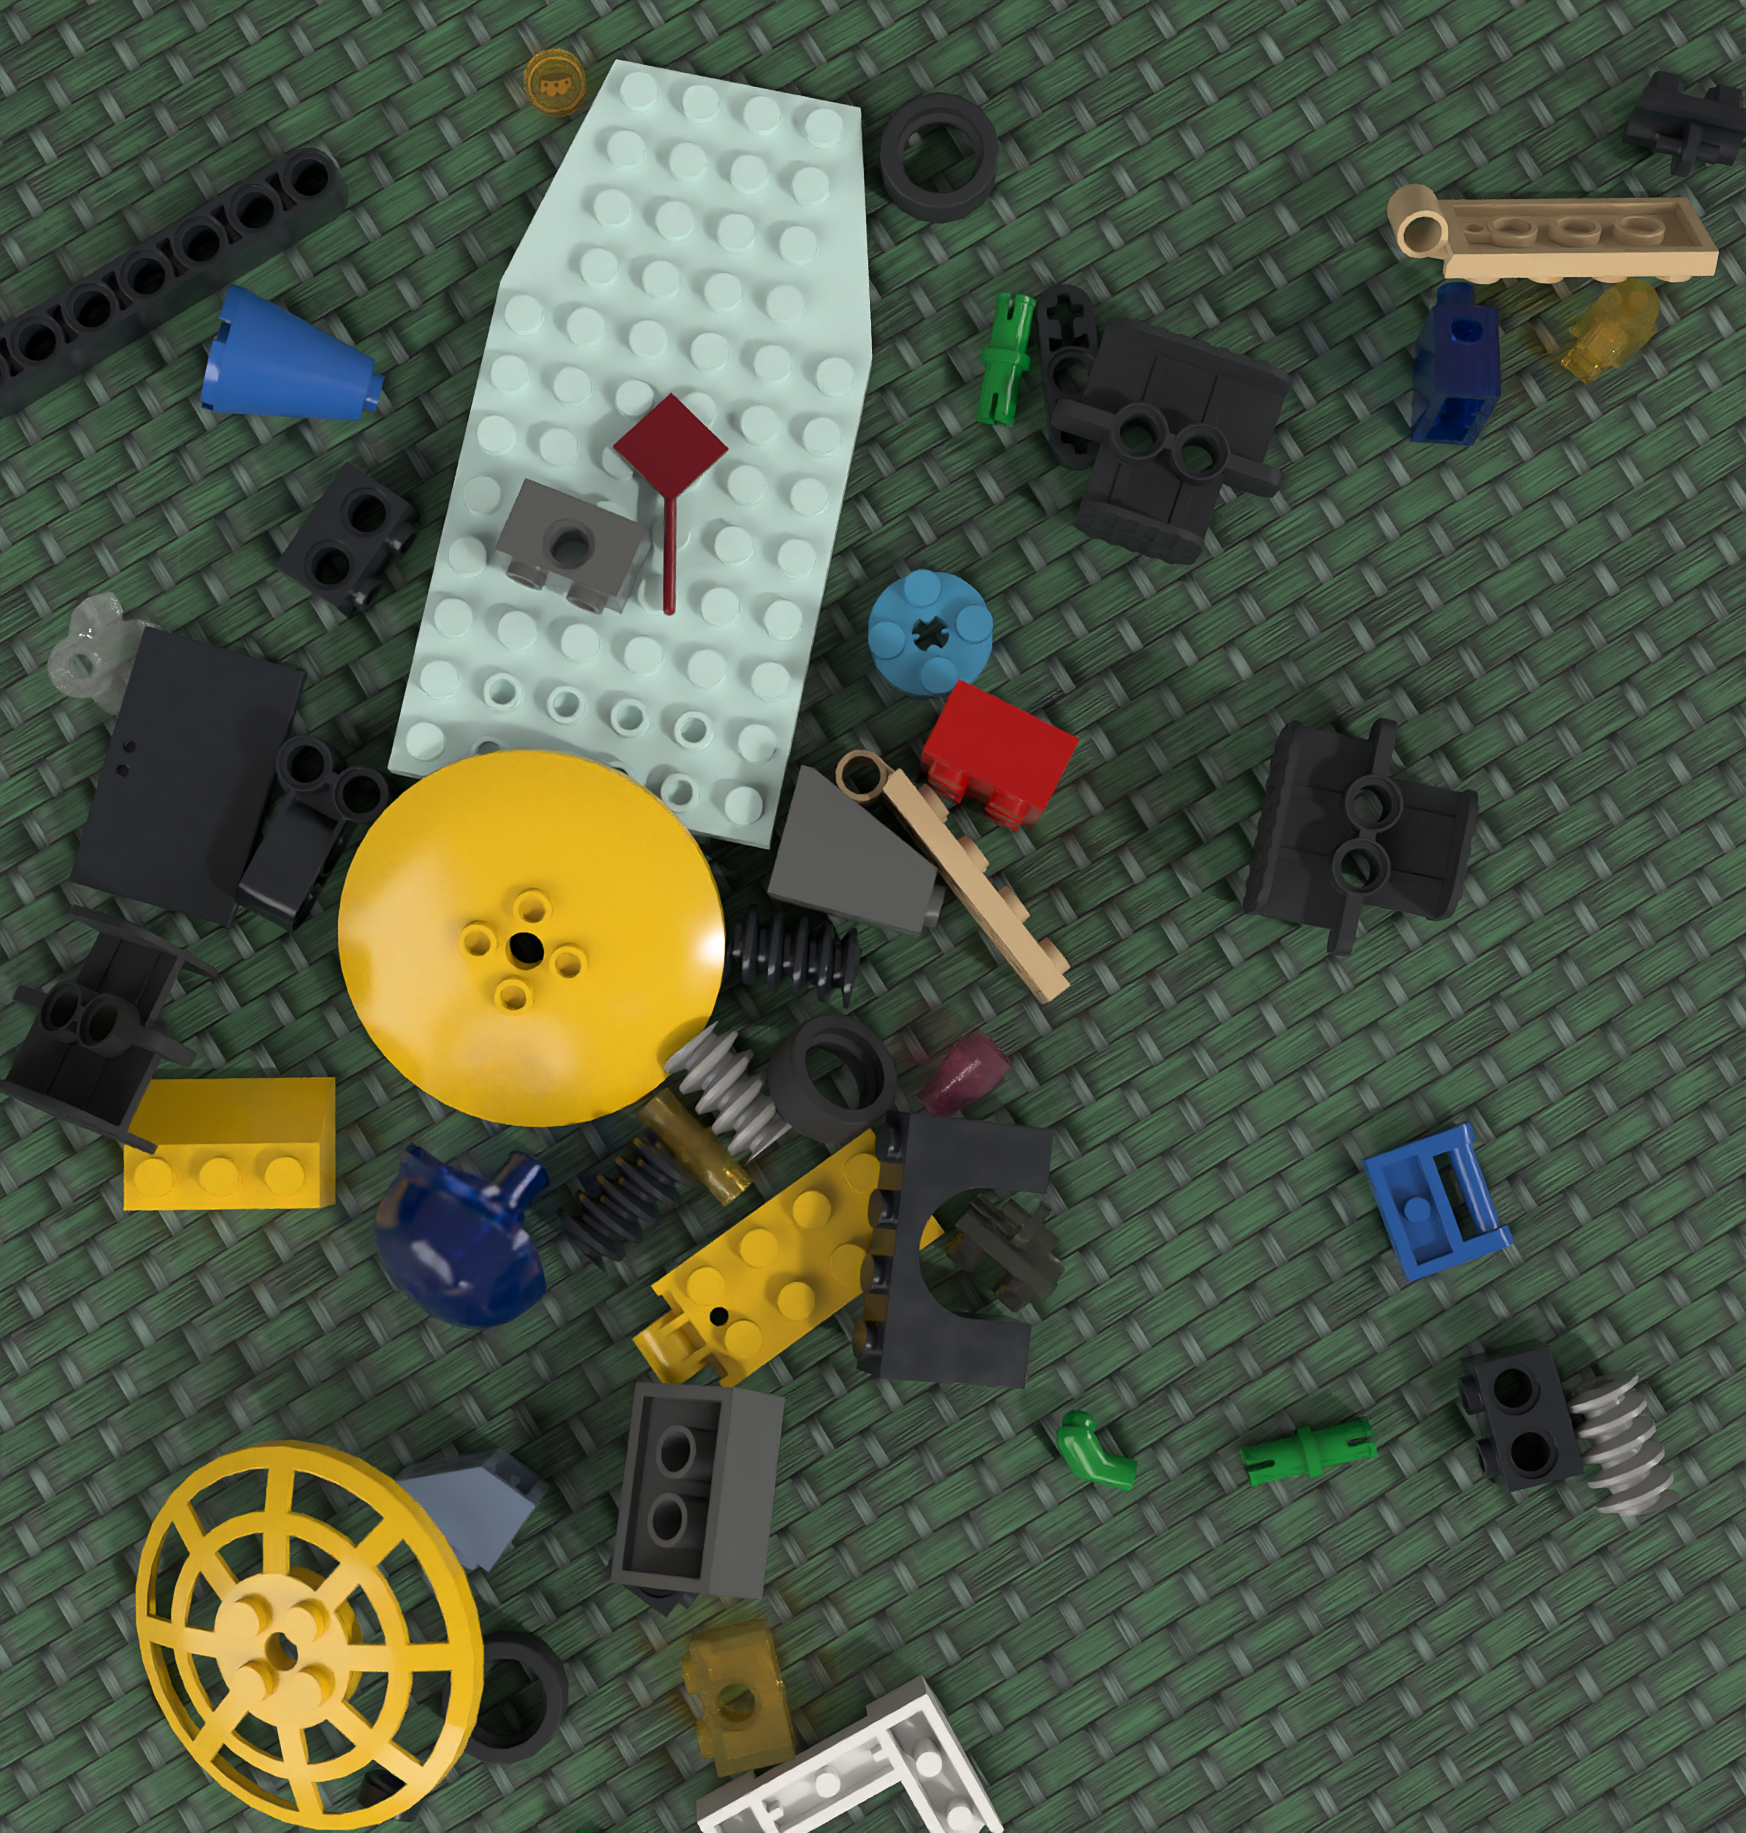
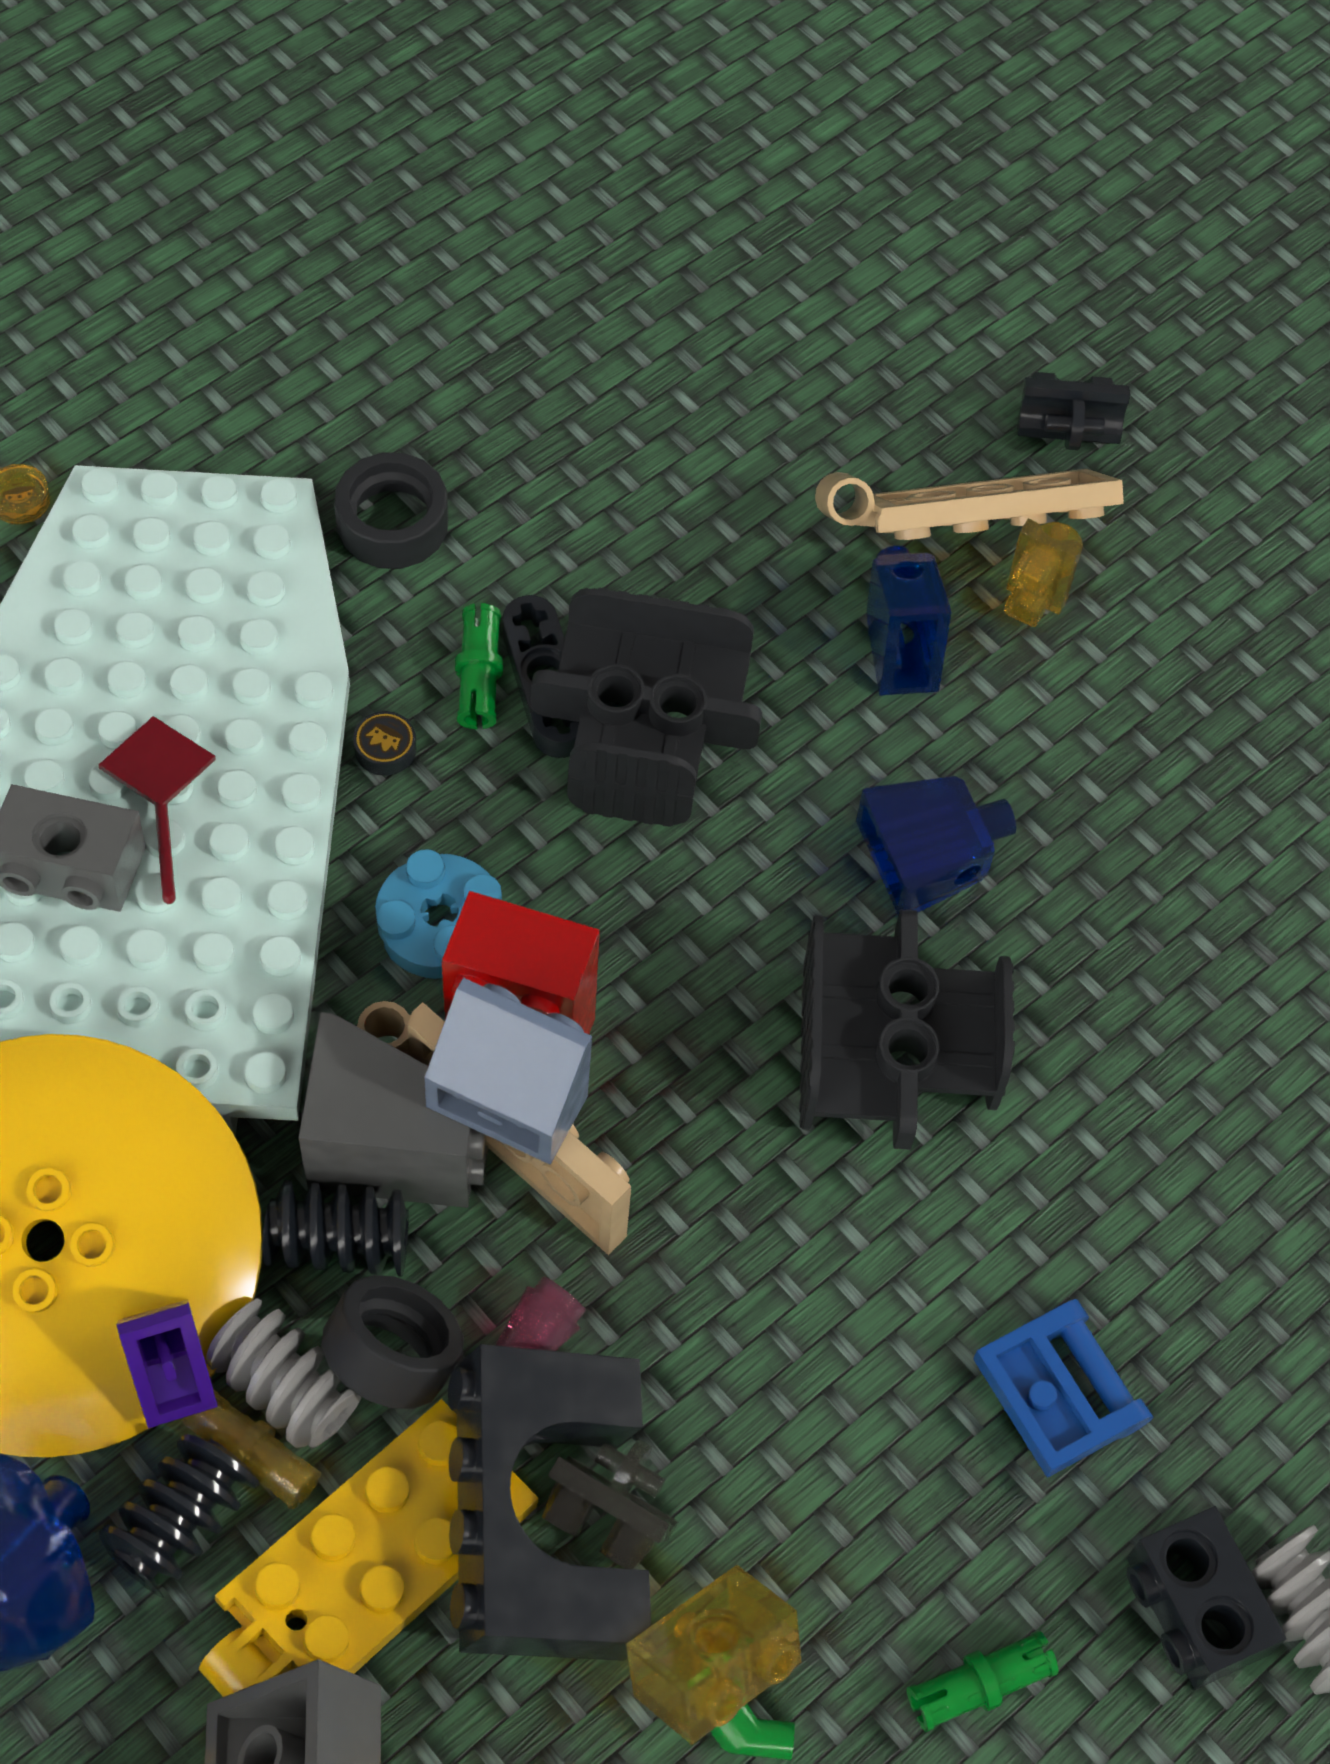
camera: 15 degrees left, 25 degrees down
(625, 1071) = (167, 1363): none -> dark purple slope
(899, 434) = (385, 743): none -> tile
(972, 873) = (509, 1070): none -> slope
(1093, 1375) = (714, 1654): none -> clear yellow brick
(1429, 624) = (930, 838): none -> clear blue torso

